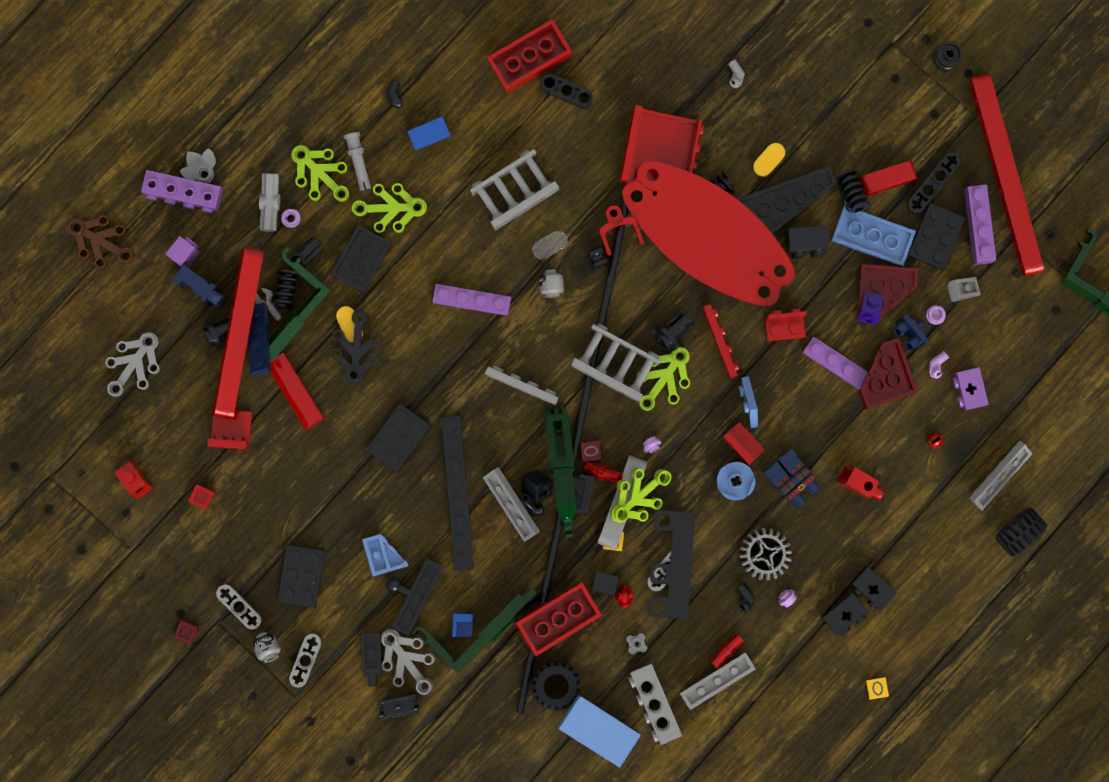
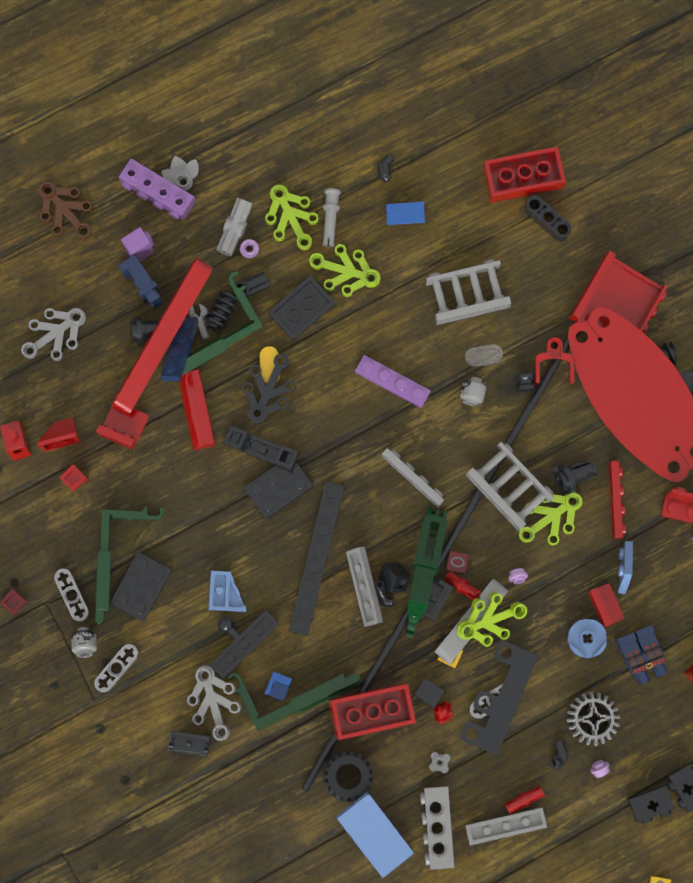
camera: 15 degrees right, 5 degrees down
(173, 460) = (60, 435): none -> red slope
(256, 560) = (104, 555): none -> dark green hinge
(369, 407) = (261, 448): none -> black slope
(371, 656) = (180, 686): black hinge -> none

